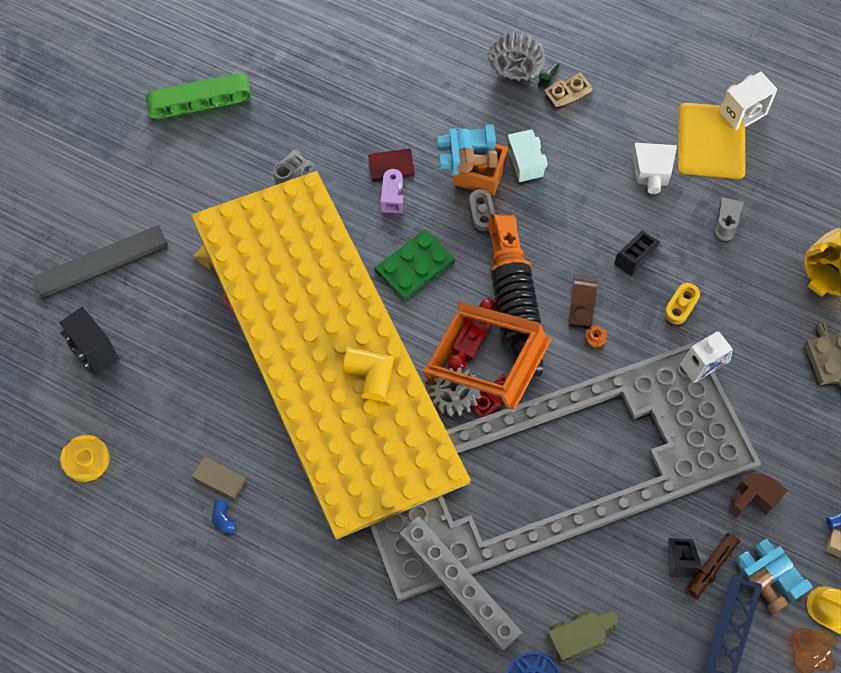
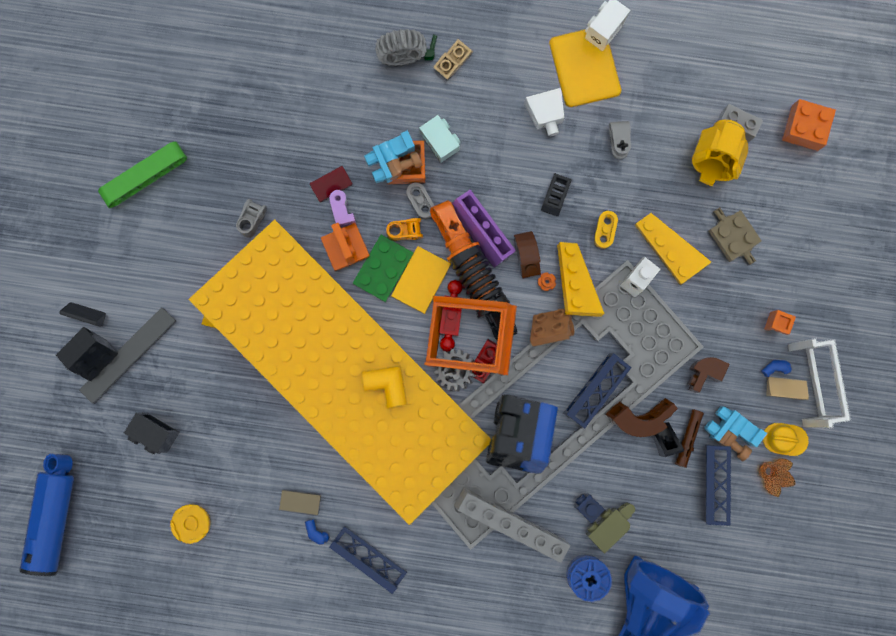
camera: 25 degrees left, 20 degrees up
(58, 239) = (87, 354): none -> black piece
(73, 207) = (83, 314): none -> black slope
(261, 570) = (363, 565): none -> dark blue fence
(381, 227) = (344, 246): none -> orange bracket
(454, 232) = (406, 229): none -> light orange piece
(454, 283) = (421, 280): none -> yellow tile
(507, 478) = (522, 434): none -> black piece
(540, 251) = (482, 228): none -> medium lavender brick
(560, 603) = (588, 507): none -> dark blue bracket
(592, 379) = (551, 327): none -> medium nougat plate
(610, 463) = (590, 387): none -> dark blue fence
(629, 344) = (577, 286): none -> yellow wing
(641, 514) = (642, 425): none -> reddish brown arch
(756, 353) = (675, 252): none -> yellow wing

